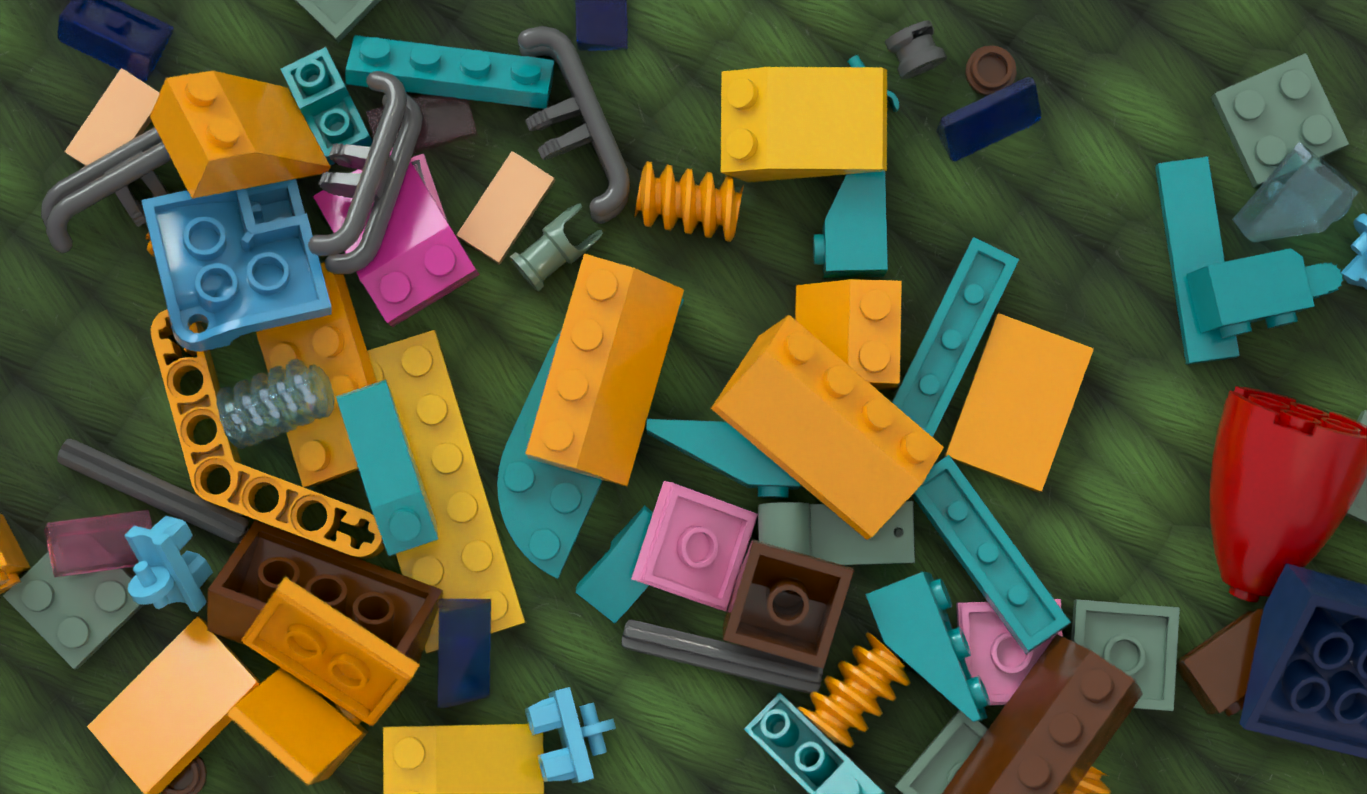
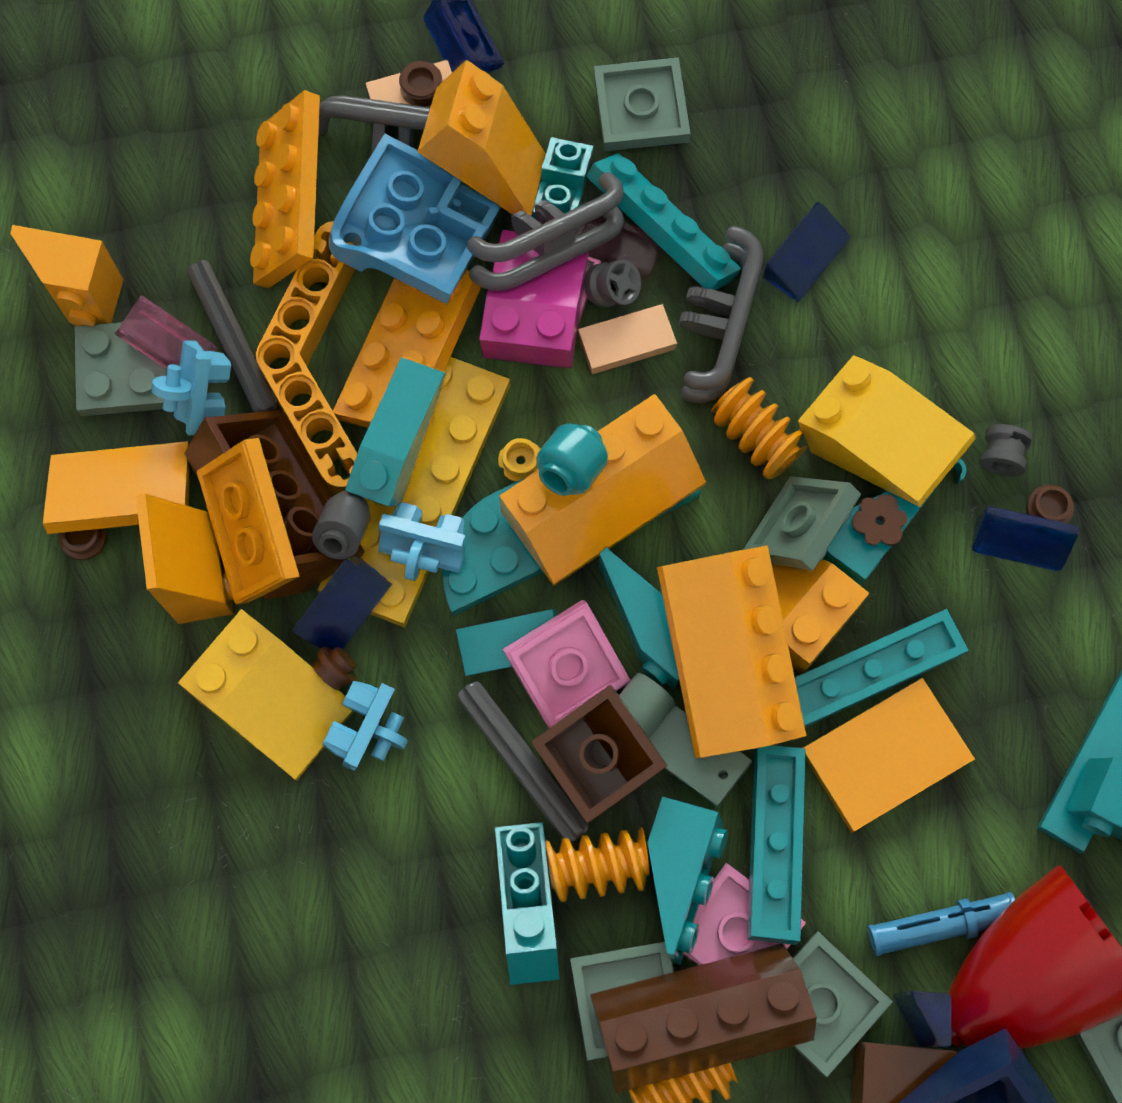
camera: 40 degrees right, 10 degrees down
(88, 318) = (286, 190): none -> light orange plate
(119, 113) = (419, 82): none -> reddish brown tile
(274, 403) = (358, 333): clear light blue piece -> none
(410, 587) = (341, 525): none -> dark grey brick
(454, 169) = (612, 283): none -> dark grey wheel
(489, 548) = (420, 544): none -> medium azure hips
(494, 385) = (512, 451): none -> yellow plate
(500, 708) = (335, 667): none -> reddish brown plate
(551, 250) = (630, 388): sand green piece -> none
(567, 377) = (571, 459): none -> teal head
(795, 261) = (804, 521): none -> sand green plate
(859, 194) = (885, 510): none -> reddish brown plant
(1168, 513) = (920, 929): none -> dark azure pin
(1217, 598) = (927, 1016): none -> clear blue slope

